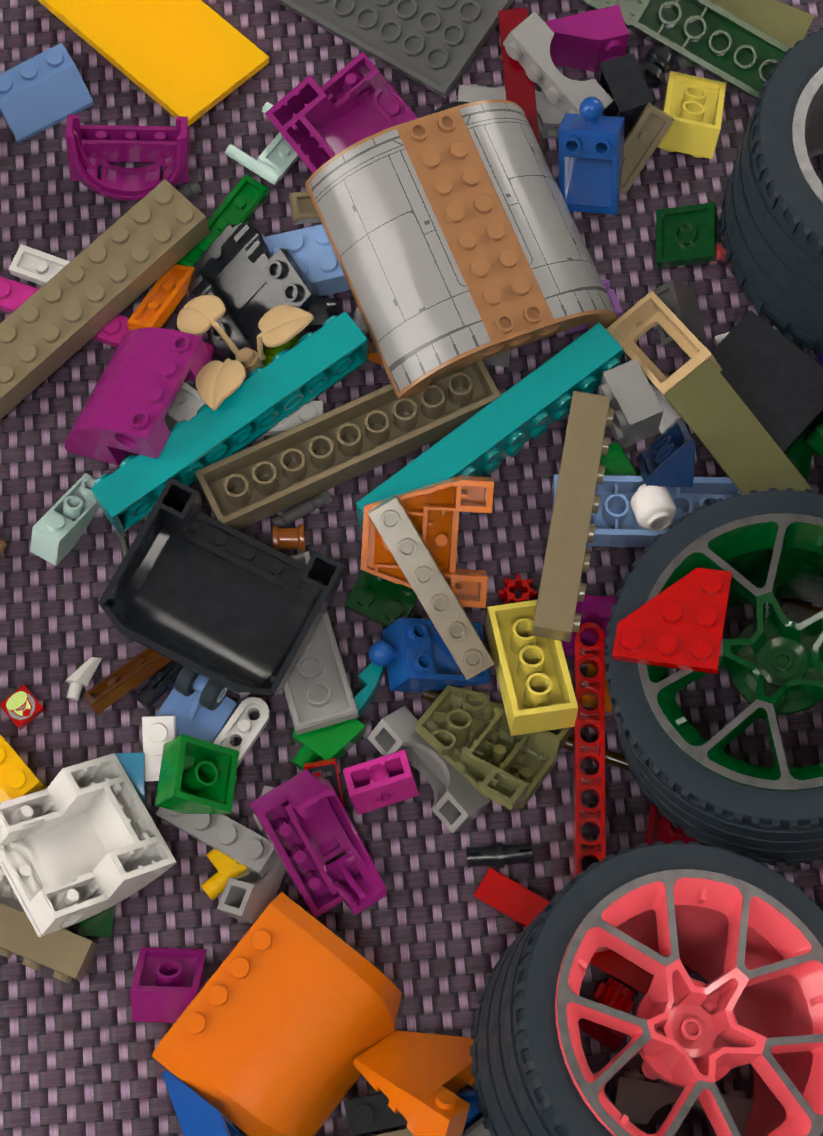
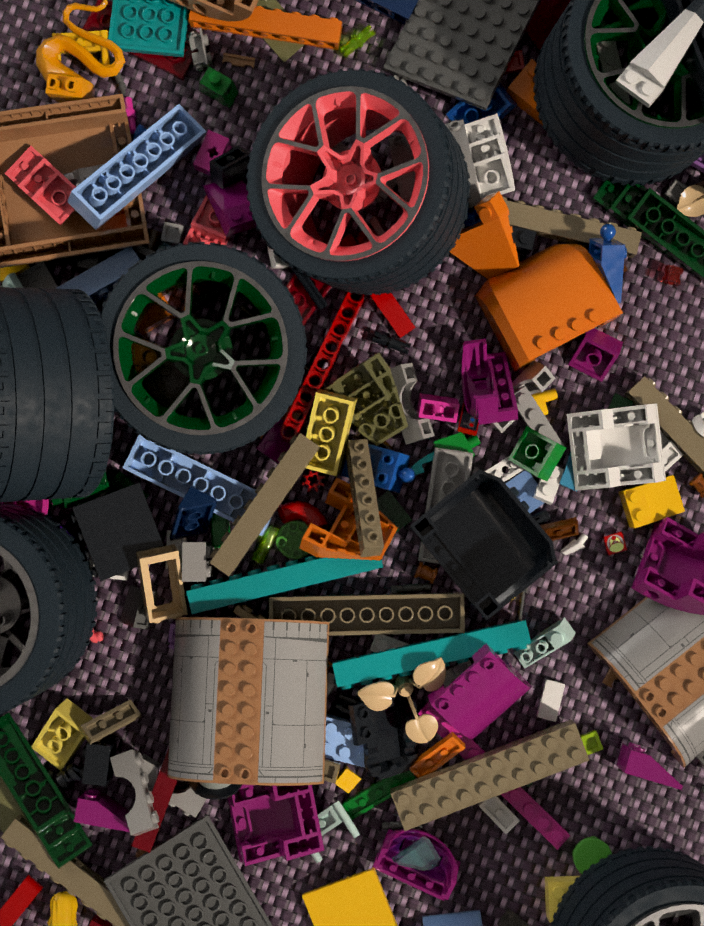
camera: 160 degrees left, 15 degrees up
(29, 446) = (550, 700): none -> white tile
(133, 158) = (418, 855): none -> clear light blue slope
(275, 220) = (347, 779): none -> yellow slope
(509, 543) = (301, 511): none -> red cylinder
(510, 366) = (246, 612): none -> tan plate
(511, 503) = (290, 538): none -> bright green tile
(542, 476) = (265, 544): none -> clear neon green pin
(591, 159) = (142, 726): blue slope -> none
(653, 507) = (217, 487): white head -> none
(678, 625) = (249, 388): red plate -> none
(686, 235) = (108, 654): dark green plate -> none
(732, 433) = (149, 501): olive window -> none

